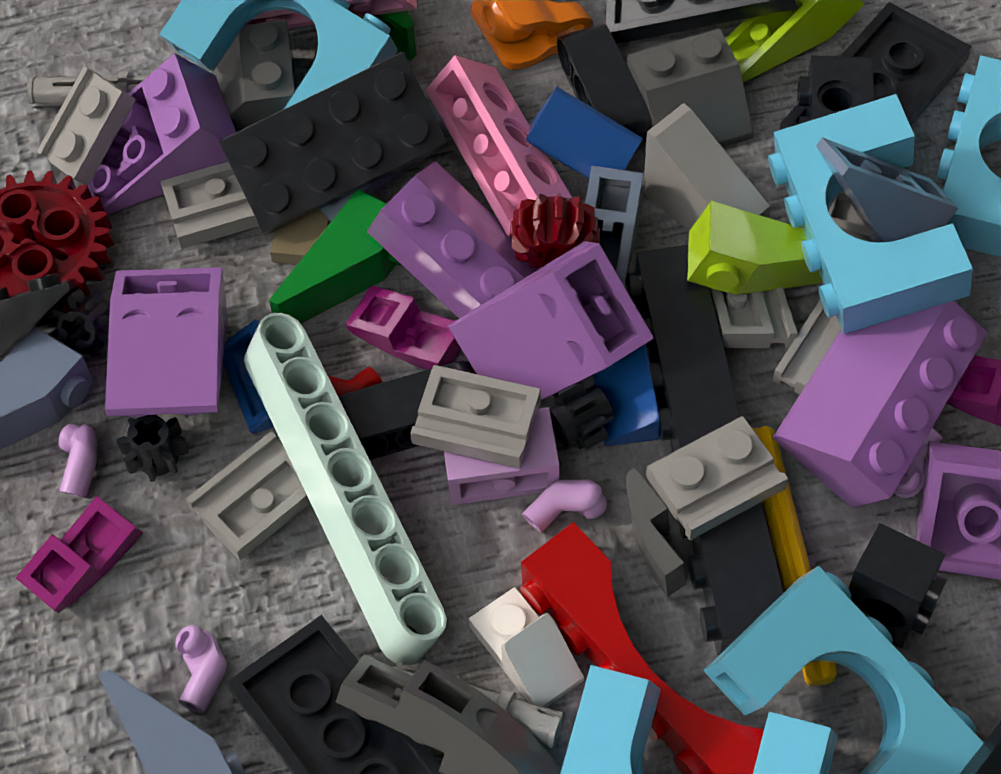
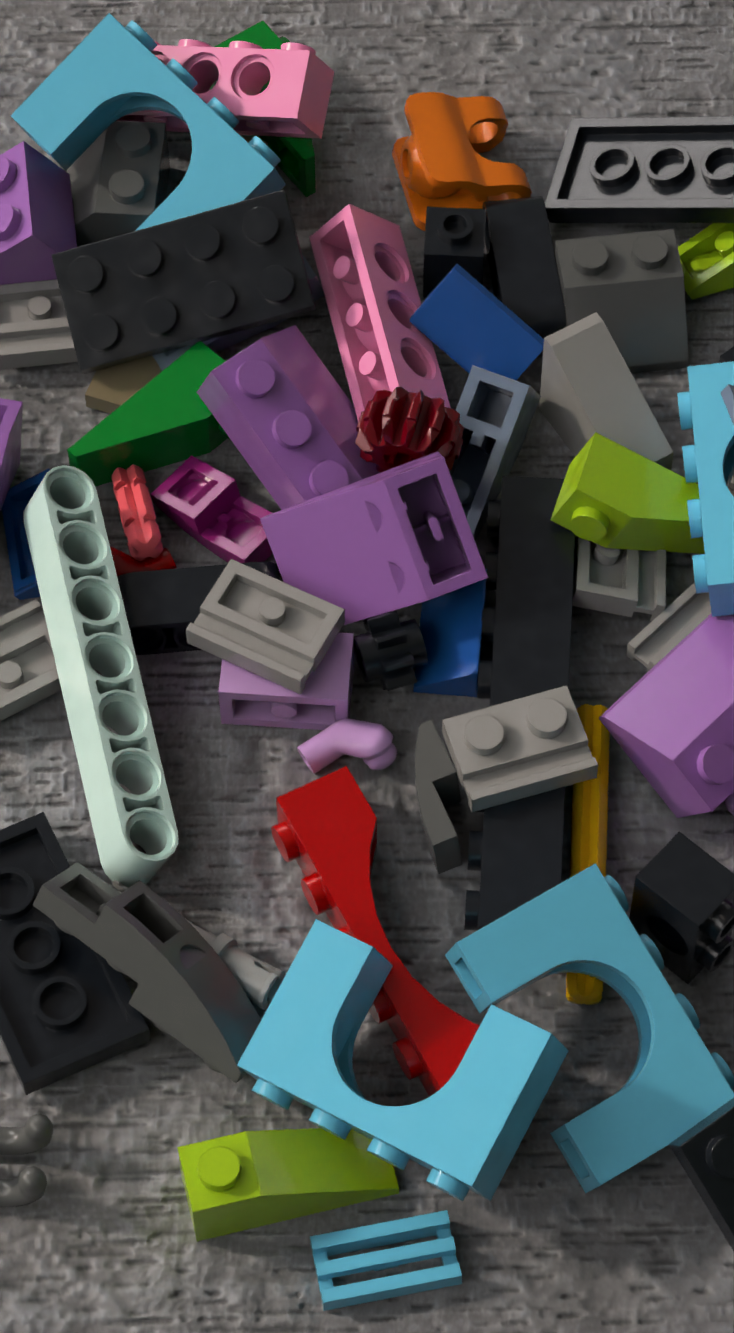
camera: 10 degrees right, 0 degrees up
(338, 341) = (137, 513): none -> coral axle
(527, 648) = (262, 895): white slope -> none
(539, 72) = (452, 239): none -> black brick

